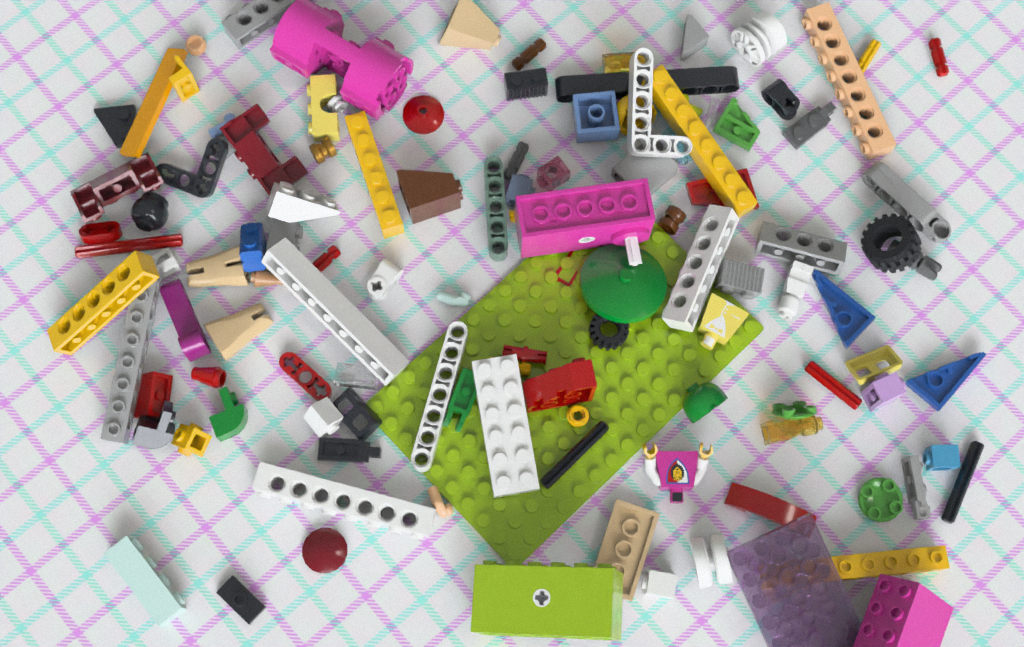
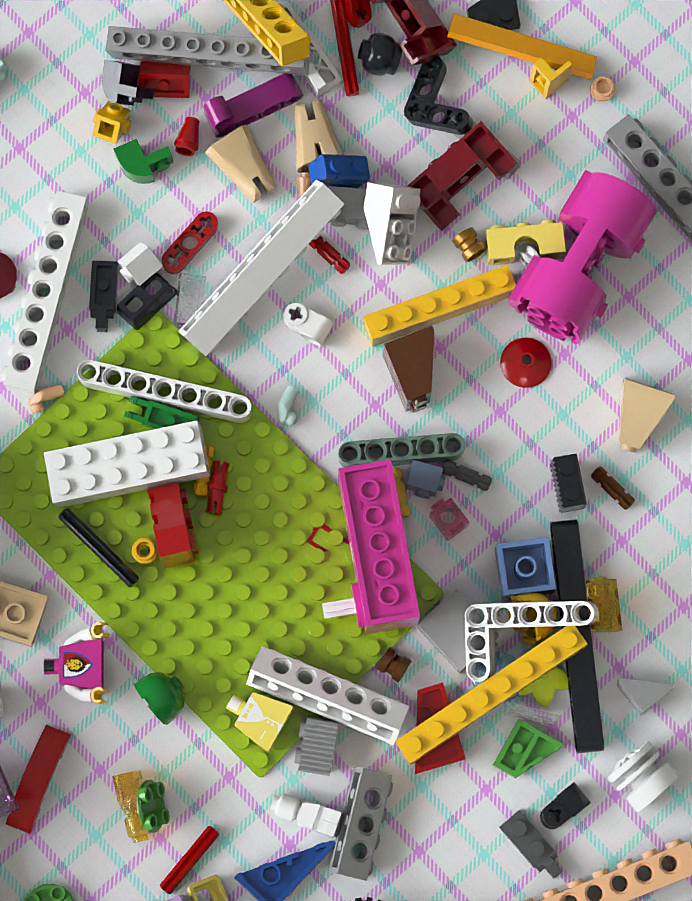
camera: 90 degrees right, 5 degrees up
(215, 131) = (494, 127): light blue arm -> none
(607, 342) = (244, 570): black tyre -> none
(619, 289) = (291, 599): green dish -> none

